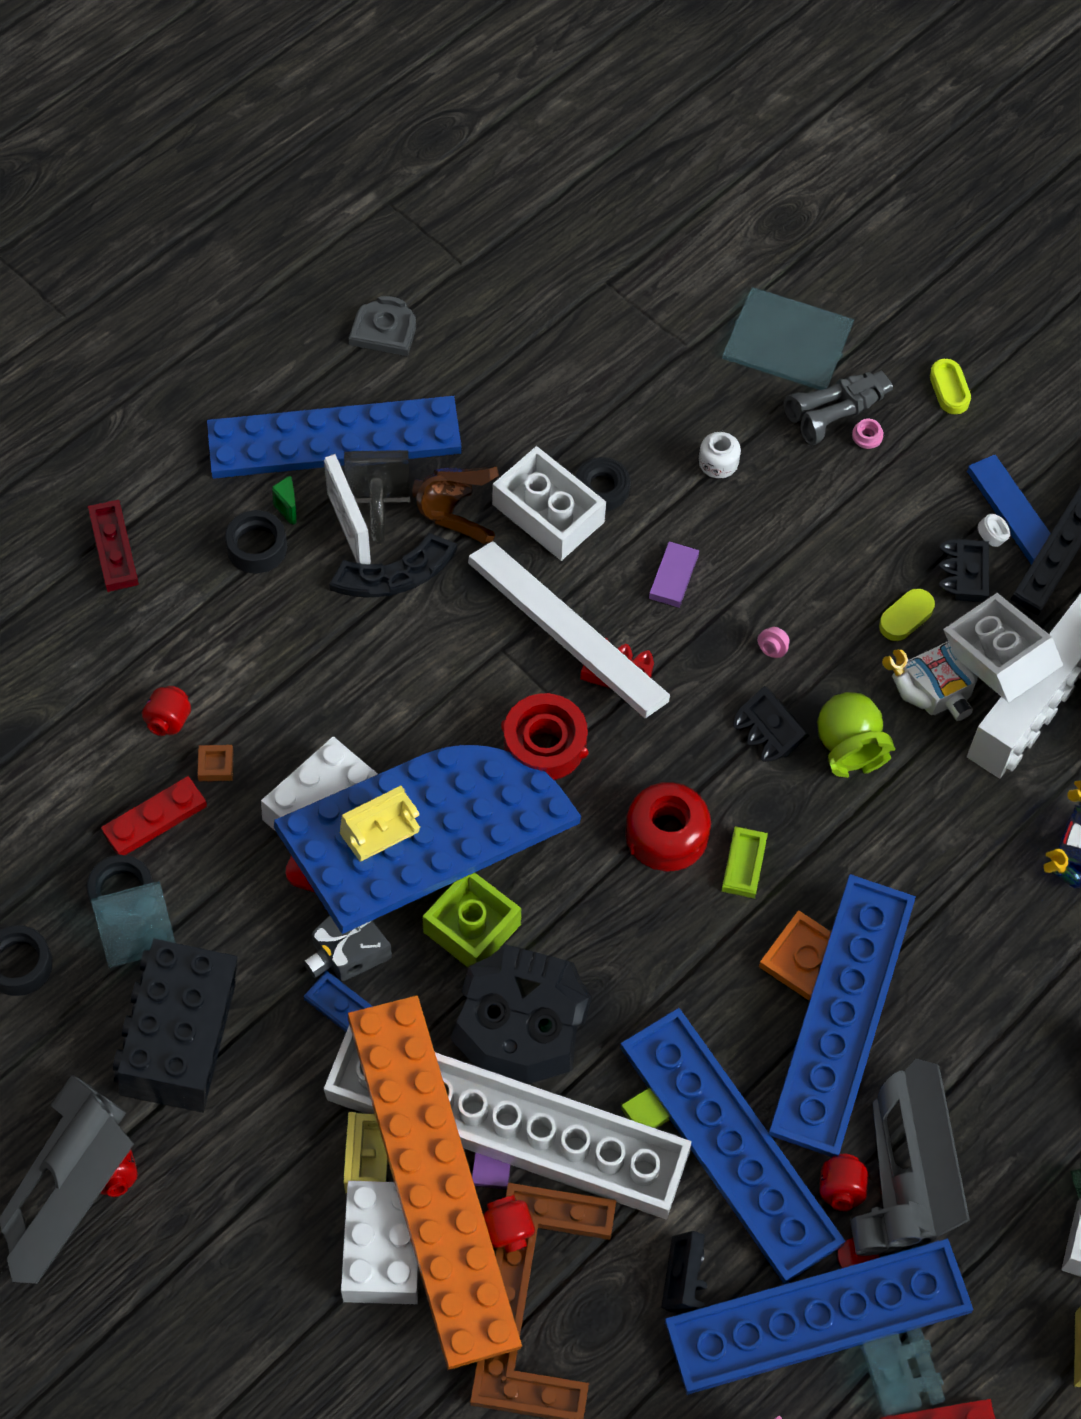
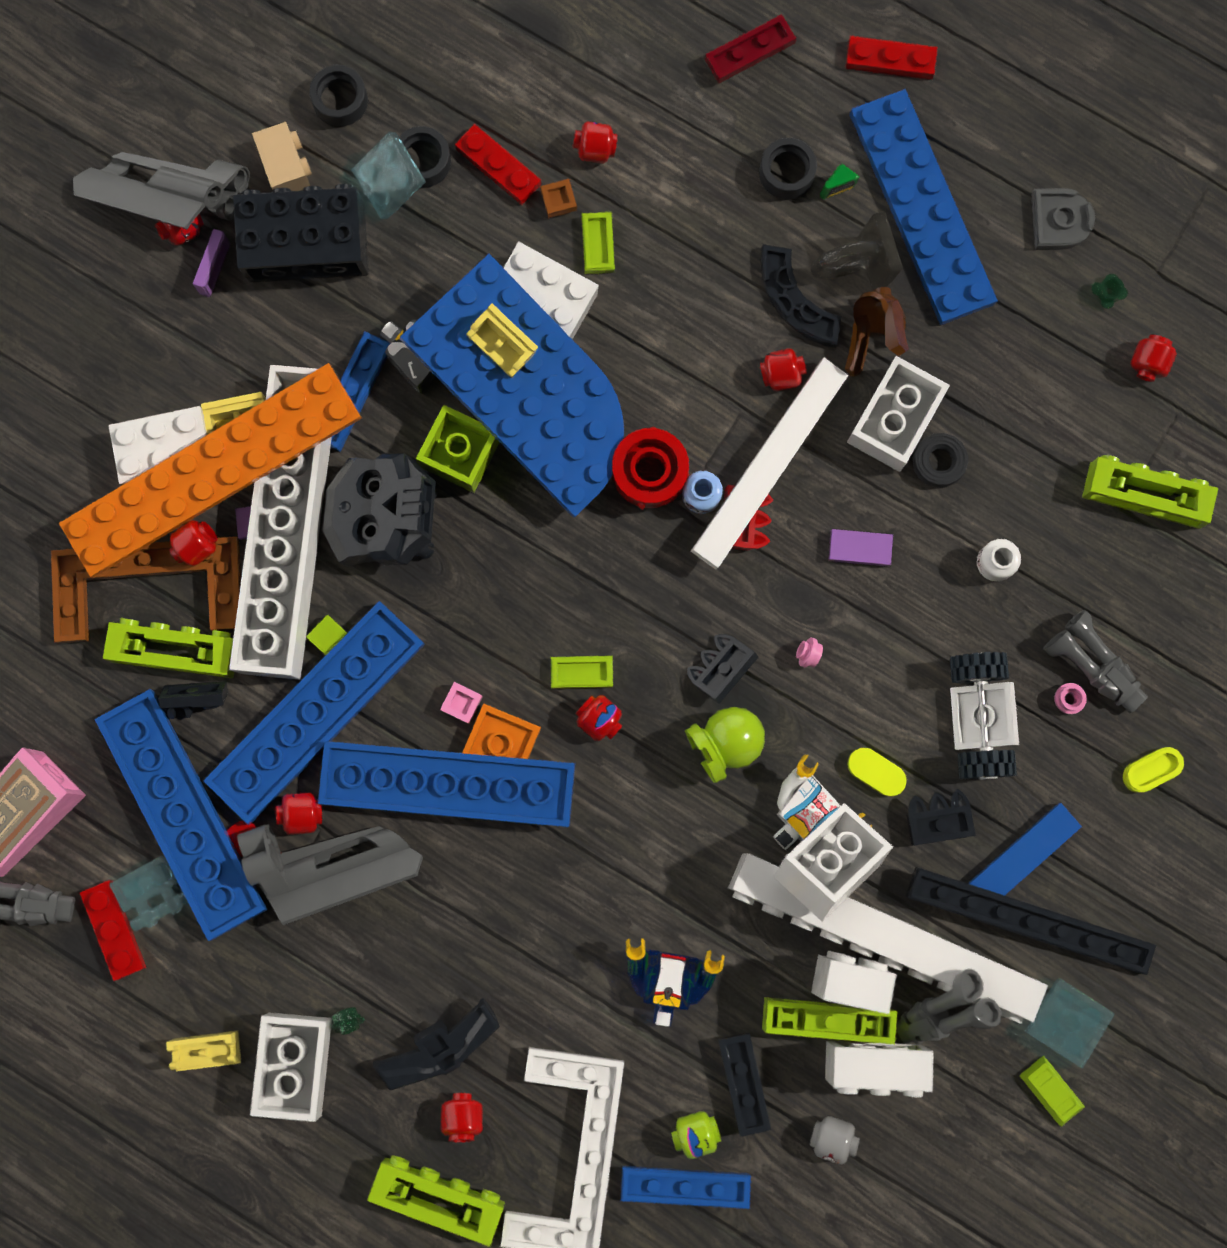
camera: 75 degrees right, 20 degrees up
(73, 1037) = (281, 159): none -> tan brick
(167, 426) = (891, 57): none -> red plate
(172, 1142) = (211, 263): none -> medium lavender tile
(276, 739) = (598, 243): none -> lime tile
(347, 510) = (834, 234): white tile -> none
(469, 297) = (1111, 282): none -> clear green plate
(471, 595) = (783, 369): none -> red head
(550, 283) = (1153, 357): none -> red head
(585, 692) = (702, 492): none -> light blue head
(643, 1229) = (121, 641): none -> lime brick
(657, 347) = (1109, 475): none -> lime brick
(661, 848) = (595, 622): red piece -> none
(753, 986) = (461, 702): none -> bright pink plate
(788, 339) = (1163, 601): clear light blue piece -> none
(800, 850) = (599, 718): none -> red head
(873, 503) = (984, 715): none -> plate
(994, 530) = (993, 839): white tile -> none

